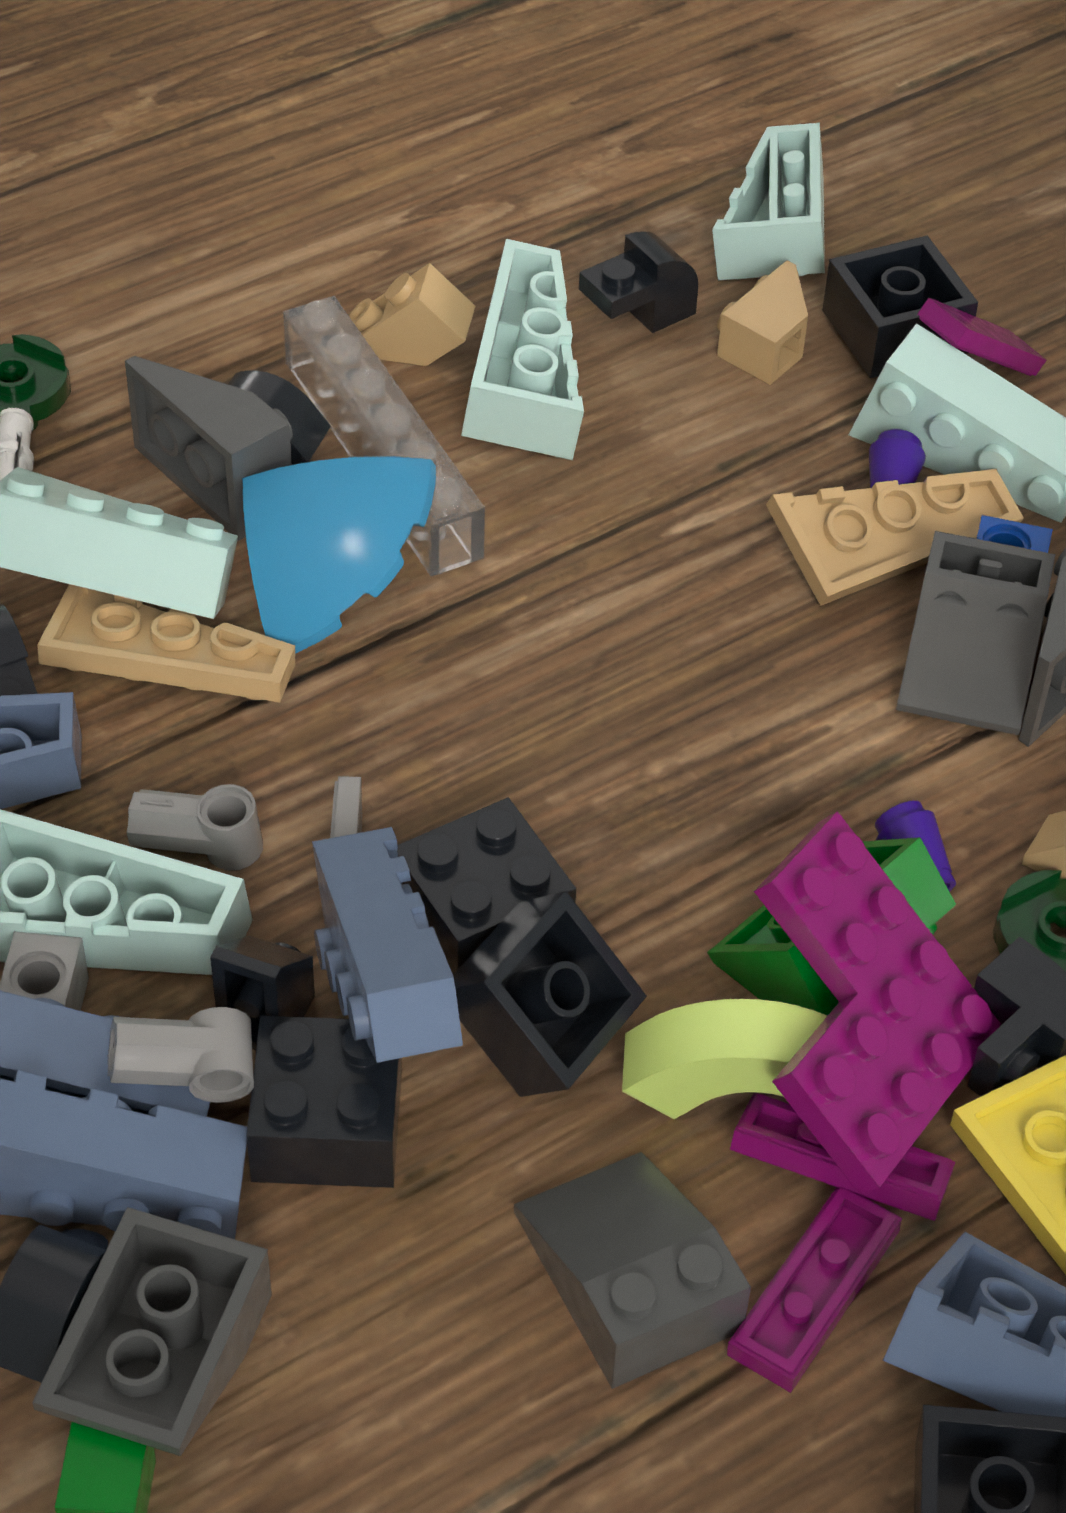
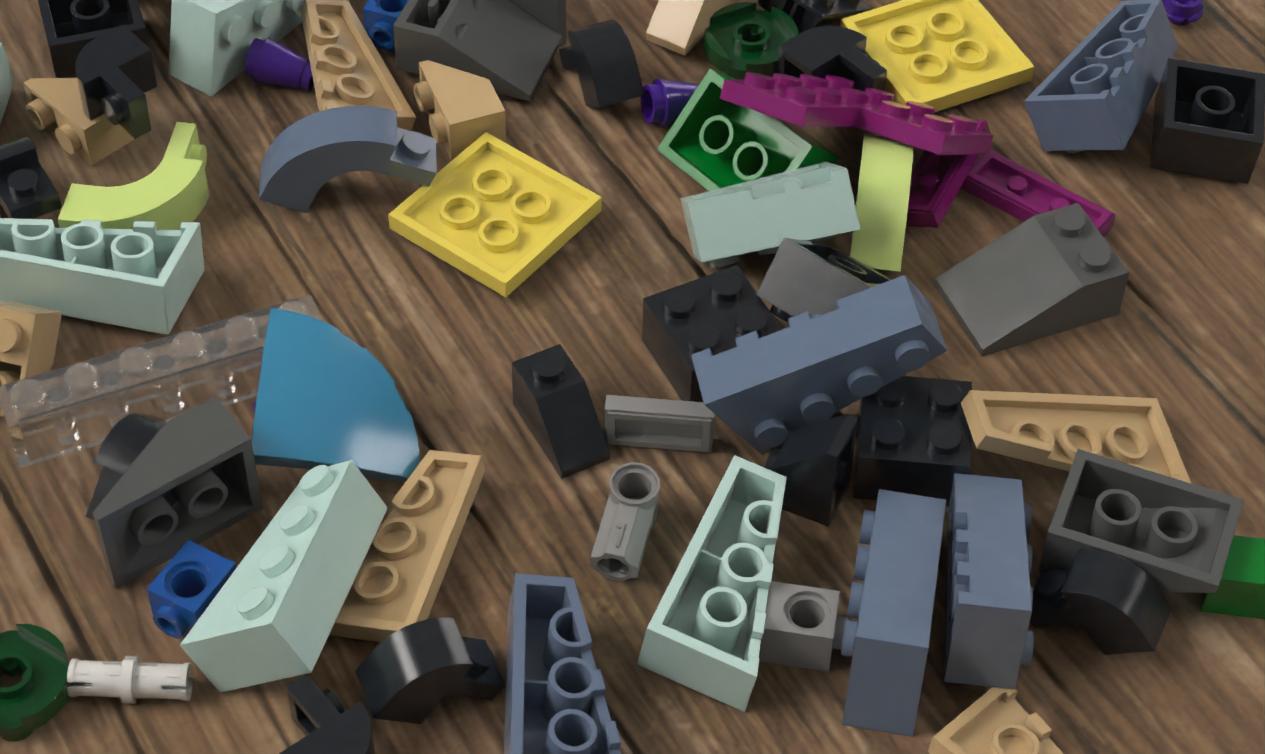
camera: 85 degrees left, 0 degrees up
(108, 471) = (189, 573): none -> blue brick
(205, 1053) = (910, 487): light grey piece -> none
(331, 1309) = (1054, 426): none -> tan wing
(366, 738) = (558, 410): none -> black slope
(648, 401) = (166, 196): none -> yellowish green arch
(680, 684) = (495, 214): none -> light yellow plate
(684, 926) = (760, 213): none -> light aqua wedge
(721, 512) = (341, 143): none -> sand blue arch
(781, 304) = (114, 77): none -> black brick
(844, 635) = (458, 106): none -> tan slope
(948, 754) = (603, 63): none -> black brick

